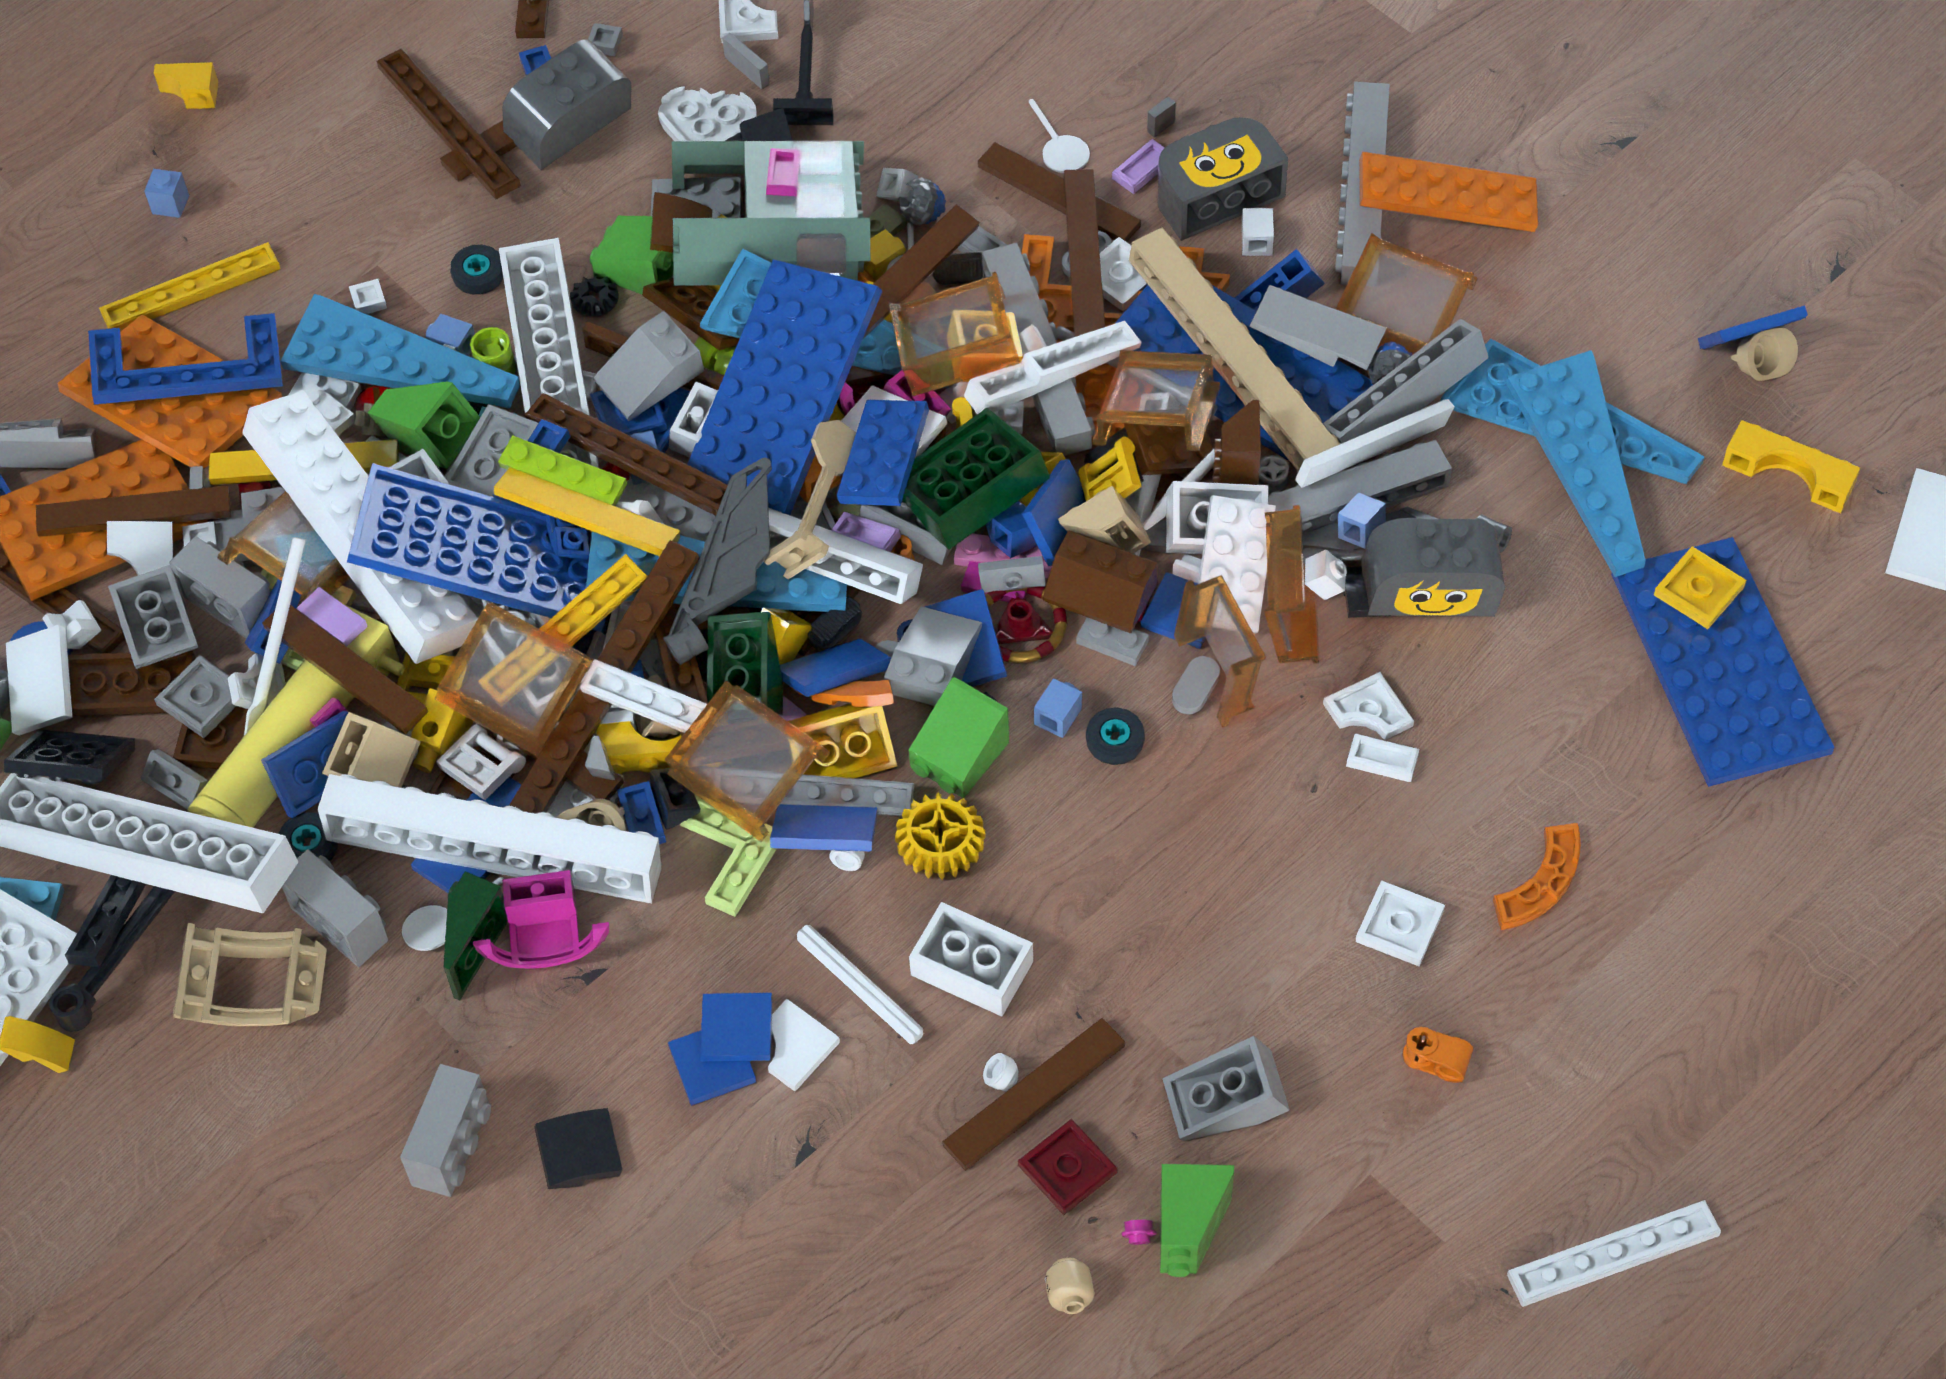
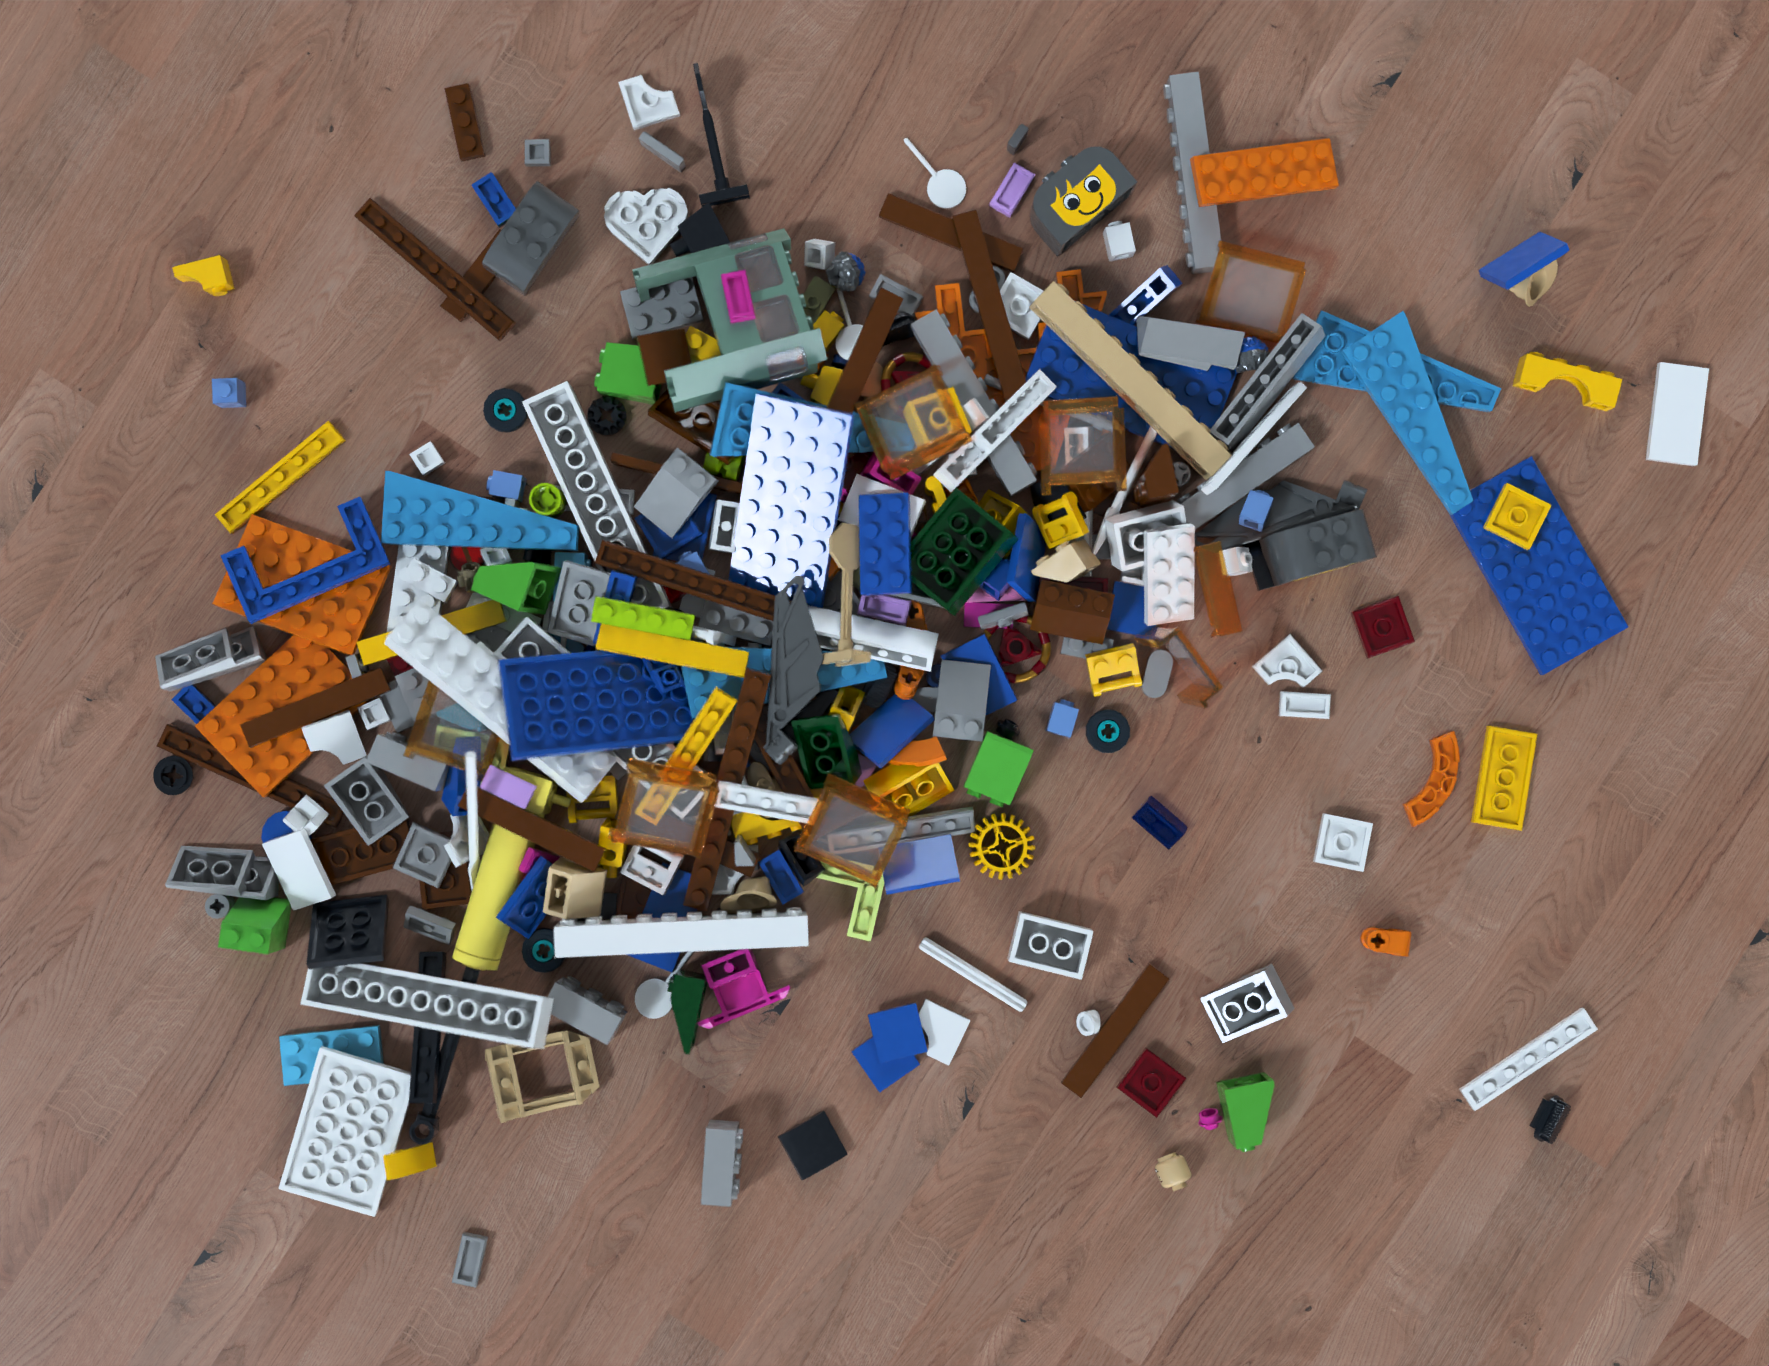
camera: 20 degrees left, 30 degrees up
(65, 1198) = (469, 1259): none -> light grey tile
(877, 619) = (907, 682): none -> orange piece
(1139, 654) = (1113, 662): none -> yellow plate
(1157, 855) = (1160, 822): none -> clear blue slope
(1503, 686) = (1382, 627): none -> dark red plate
(1632, 1334) = (1549, 1119): none -> black piece
(1637, 894) = (1504, 778): none -> yellow tile

